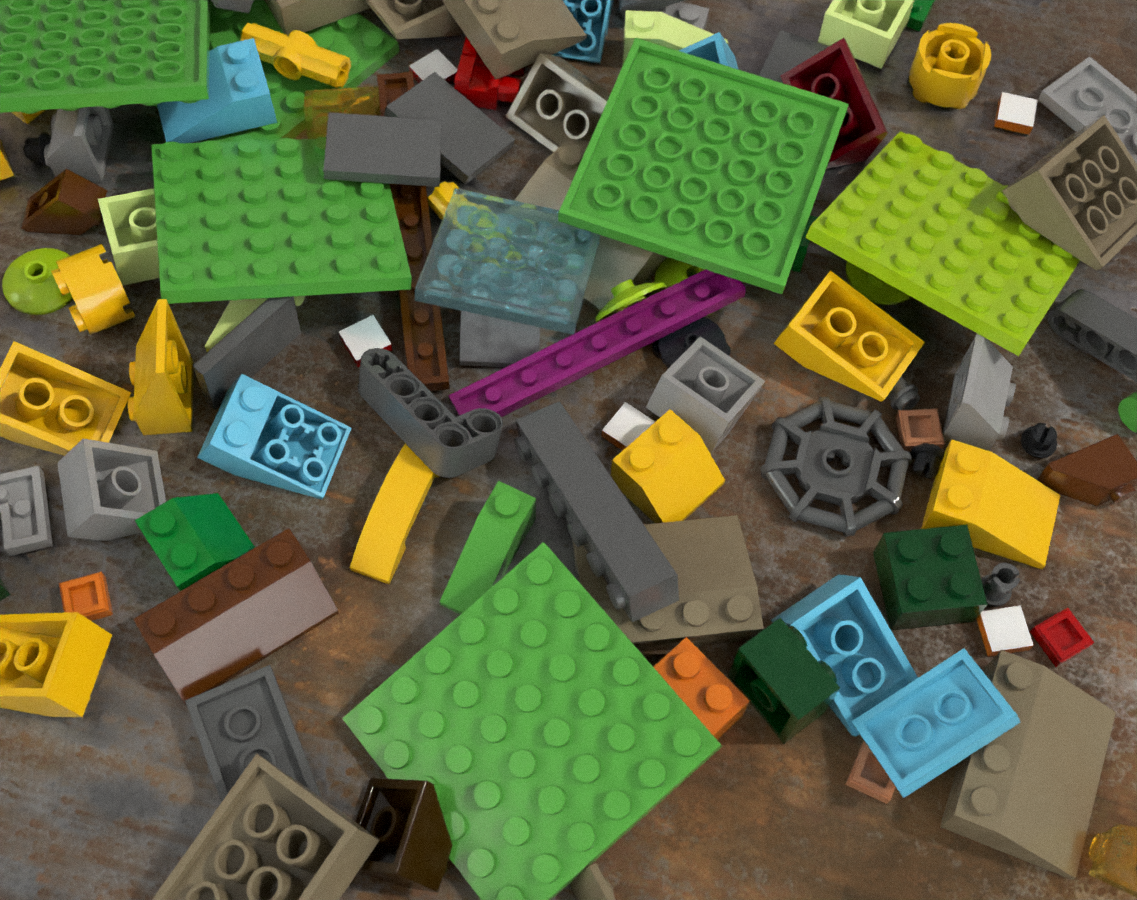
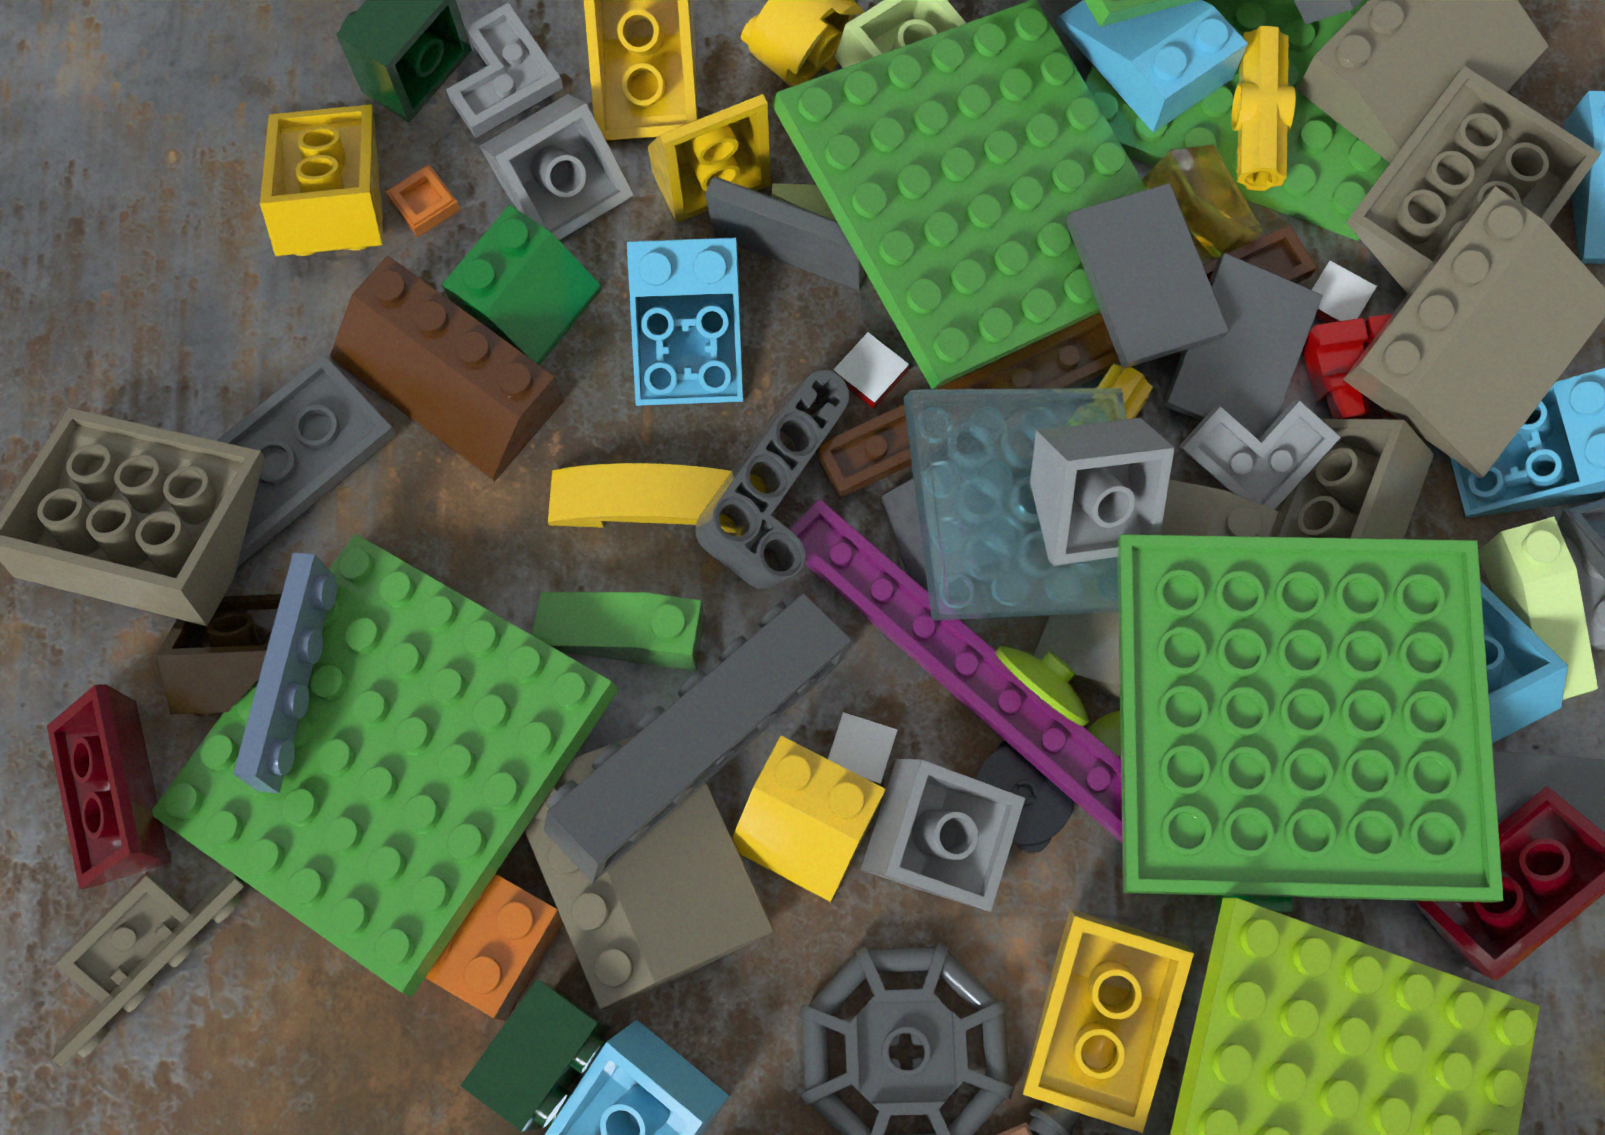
camera: 75 degrees right, 10 degrees up
(465, 784) = (282, 687): none -> sand blue plate
(522, 211) = (1098, 485): none -> light grey slope
(529, 140) = (1262, 467): none -> light grey plate

